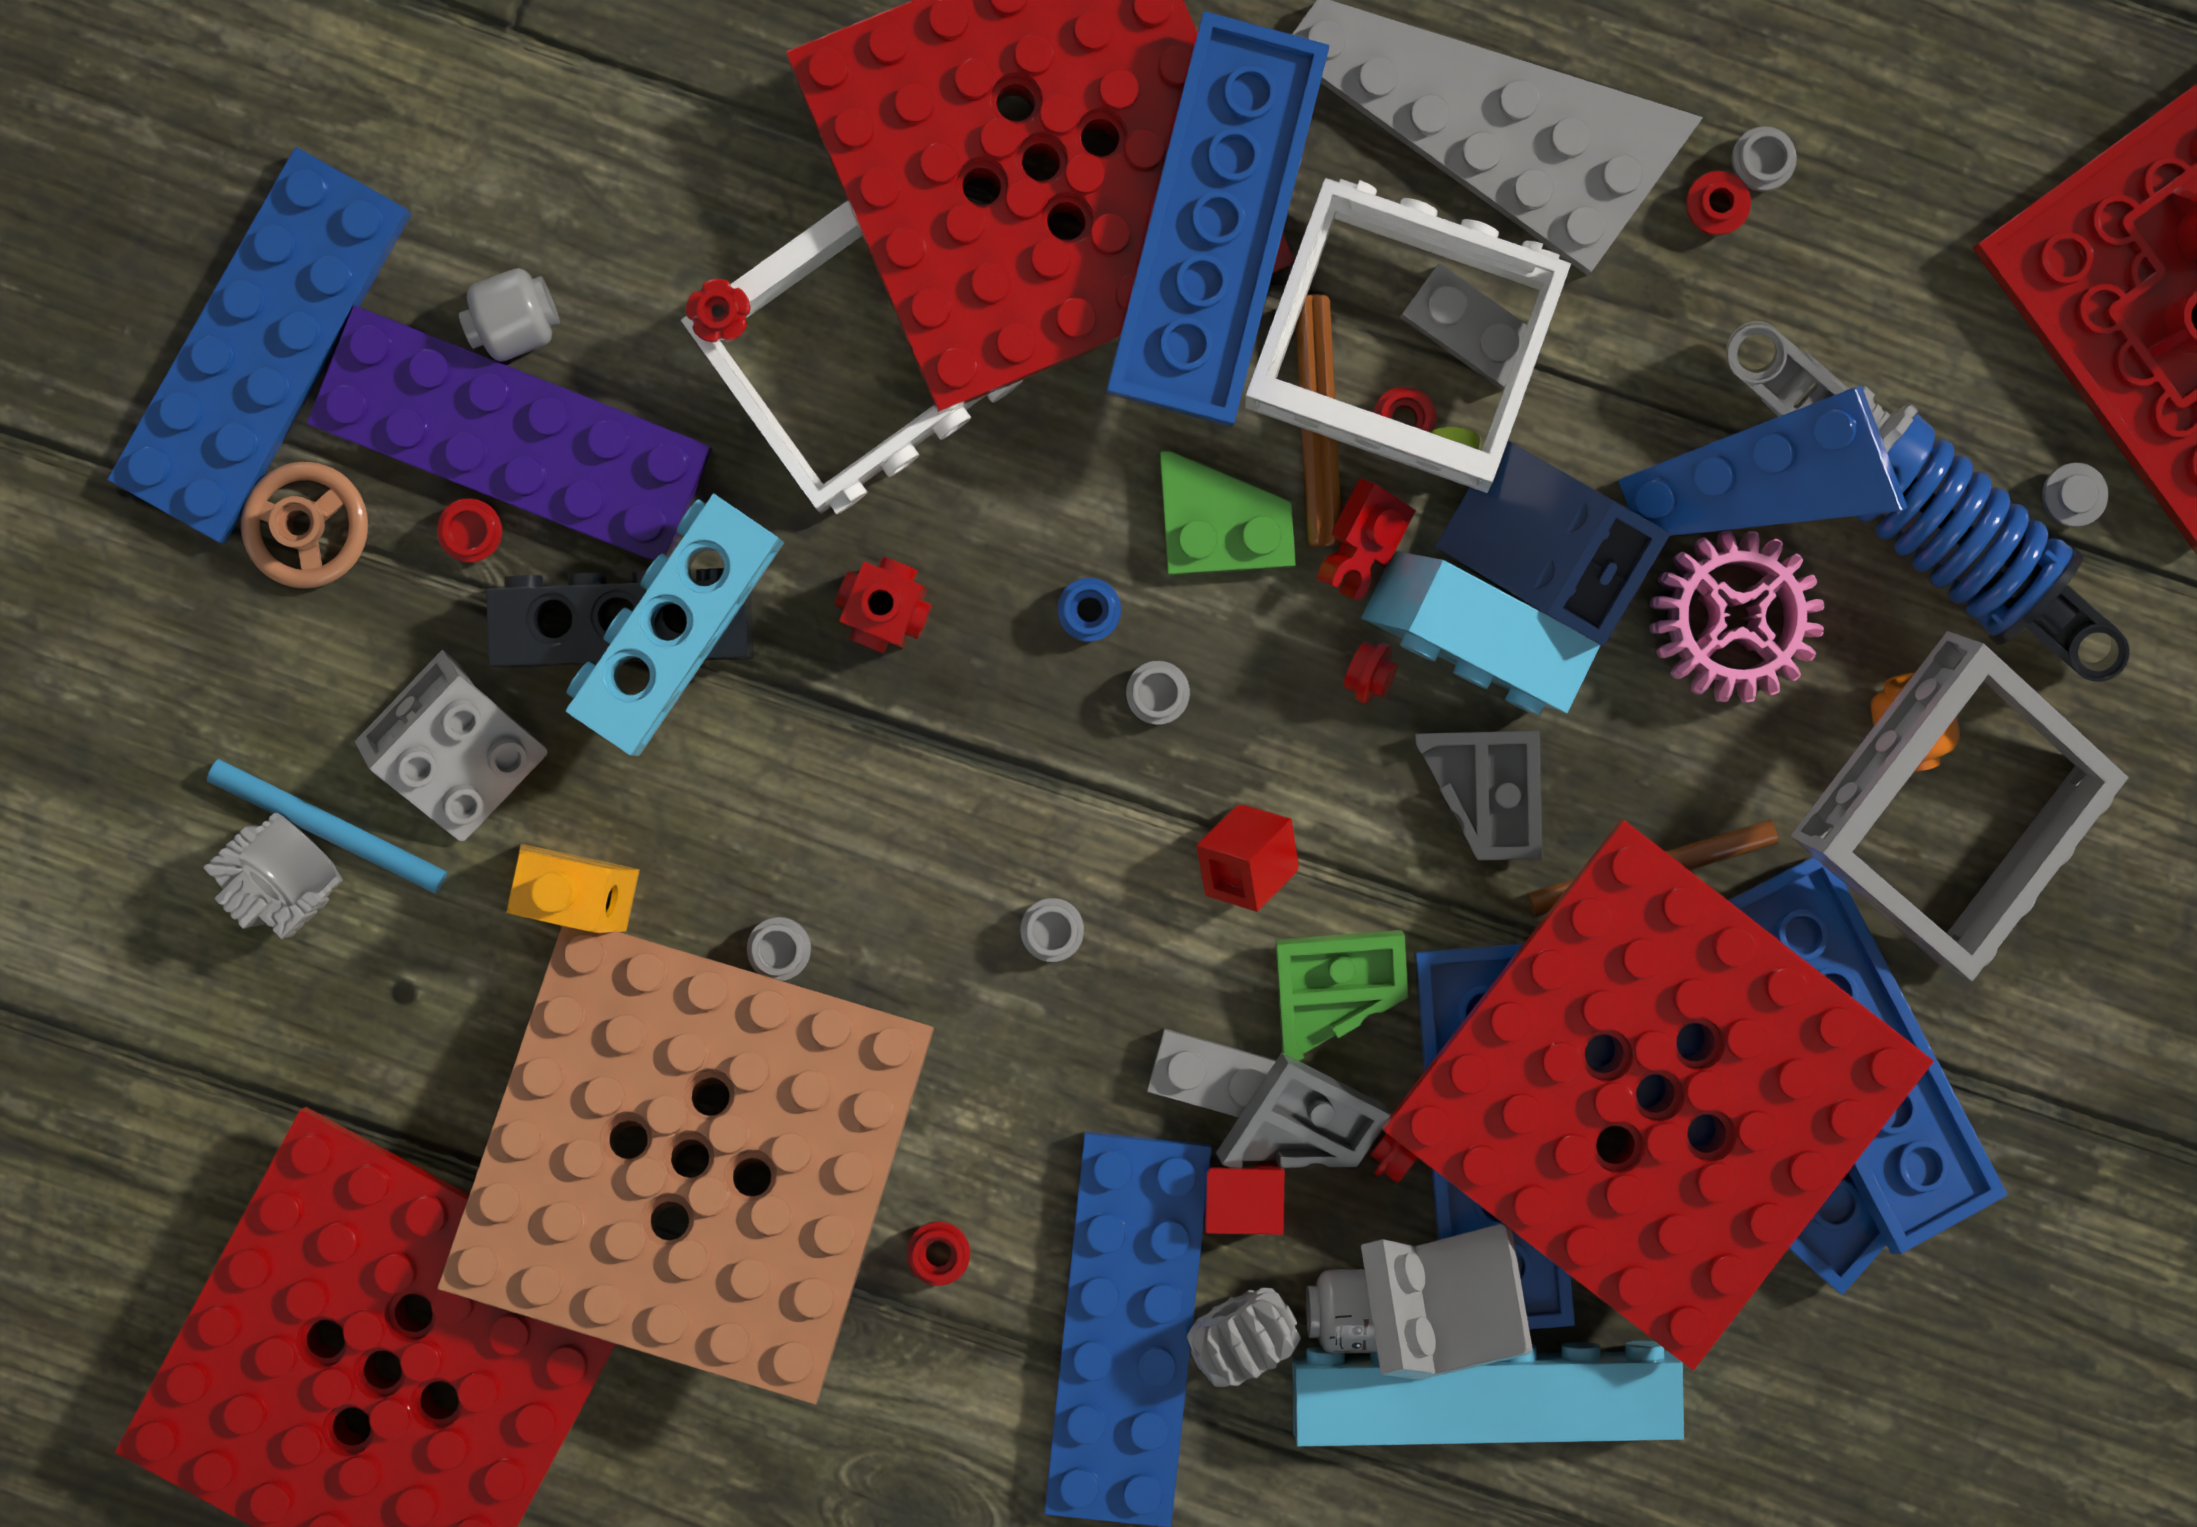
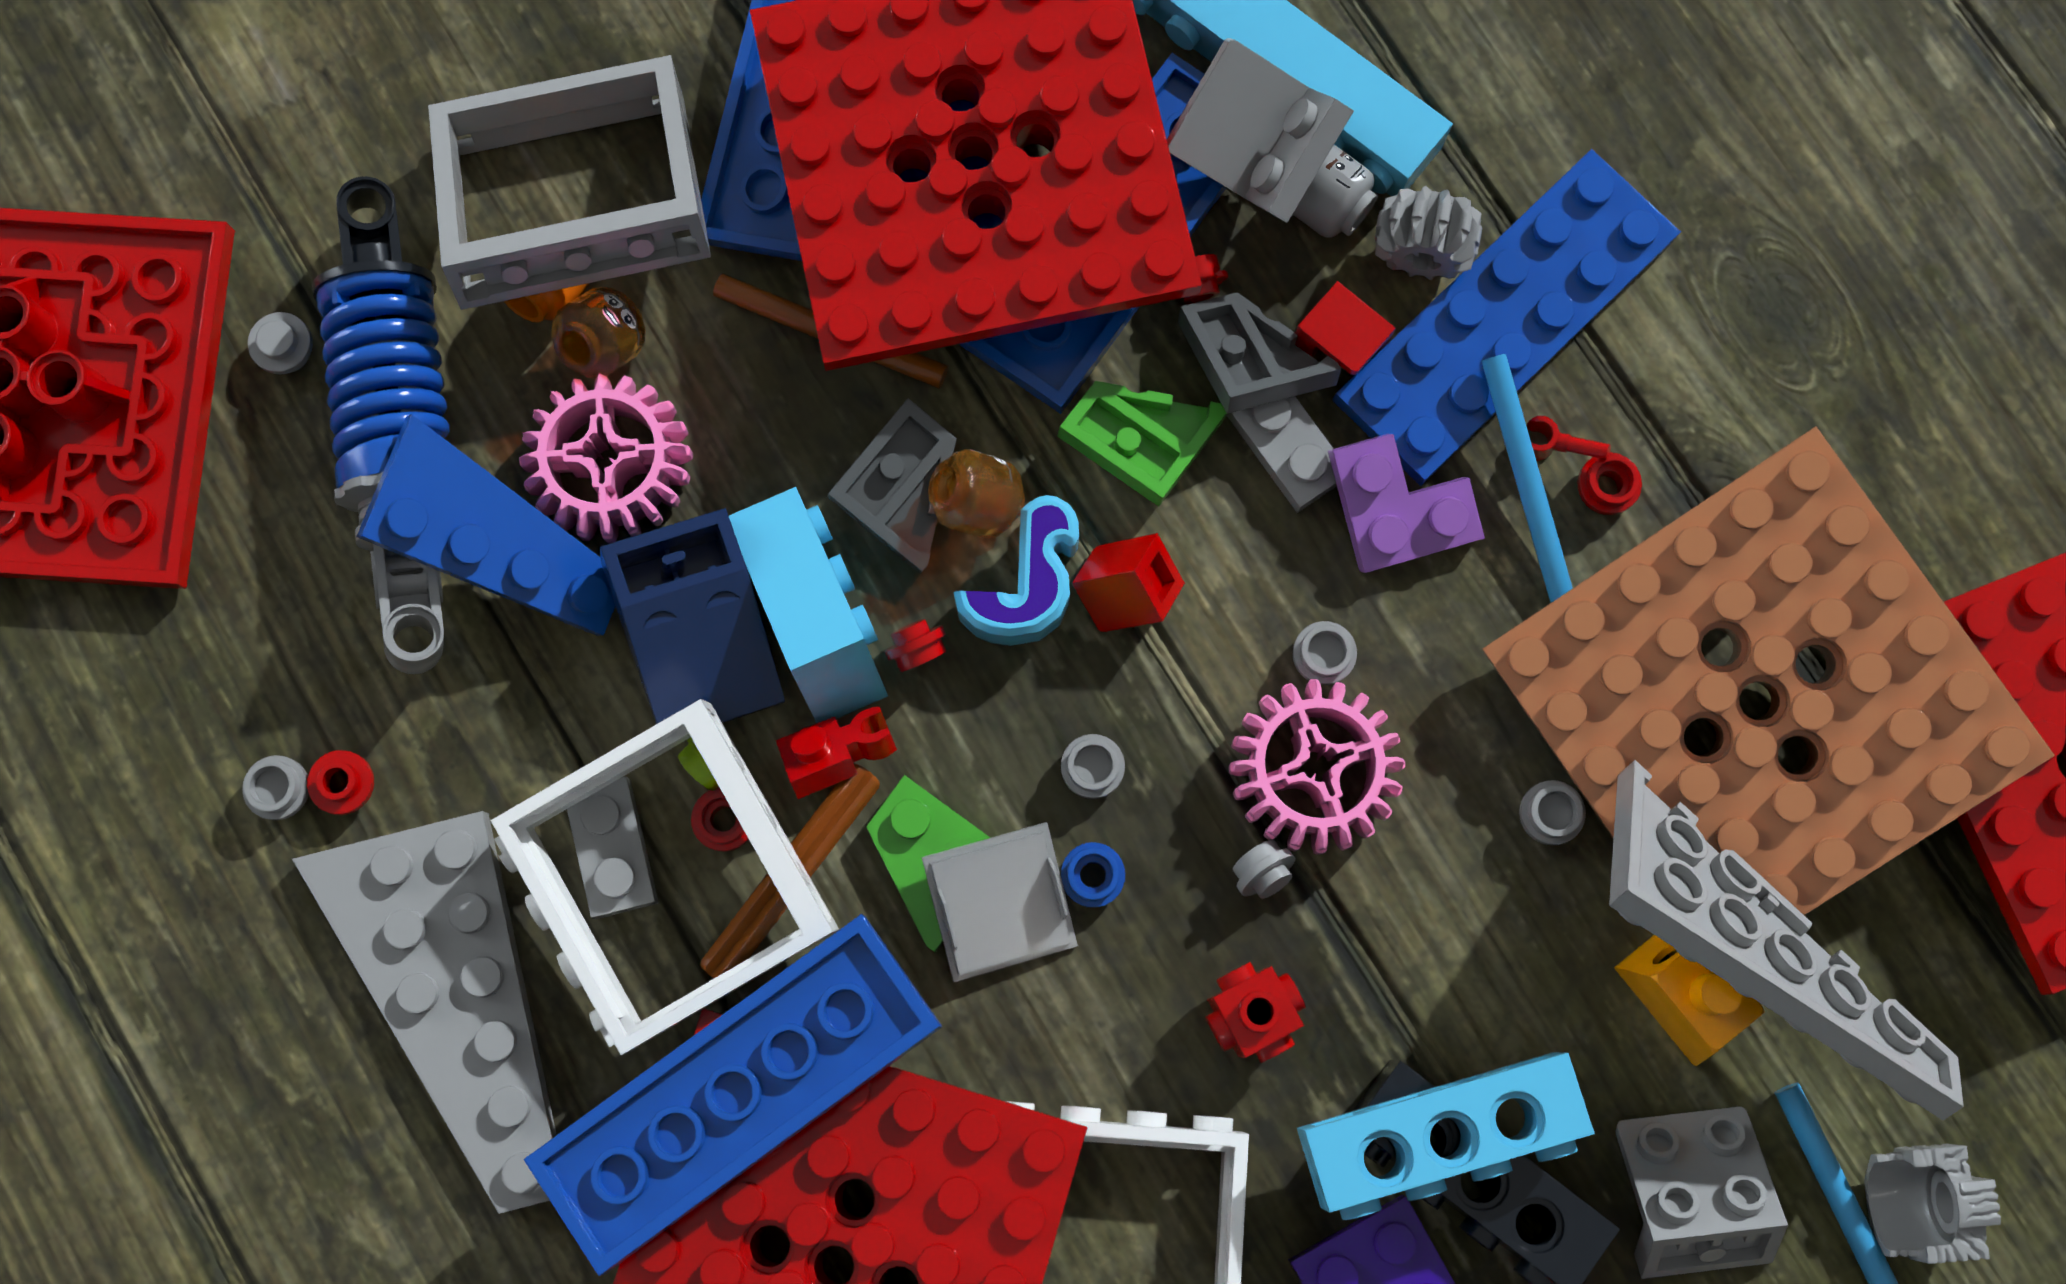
camera: 145 degrees left, 10 degrees down
(556, 956) = (1756, 940): none -> light grey wing
(940, 804) = (1309, 739): none -> bright pink gear
(962, 719) = (1264, 869): none -> light grey plate
(1000, 1254) = (1563, 442): none -> red hand
(1007, 1201) = (1527, 476): none -> dark azure bar
(1082, 1078) = (1390, 522): none -> medium lavender plate
(1142, 529) = (999, 901): none -> light grey piece
(1316, 801) = (1043, 594): none -> medium azure animal
(1423, 827) = (976, 493): none -> clear orange head
(1830, 708) = (598, 332): none -> clear orange head

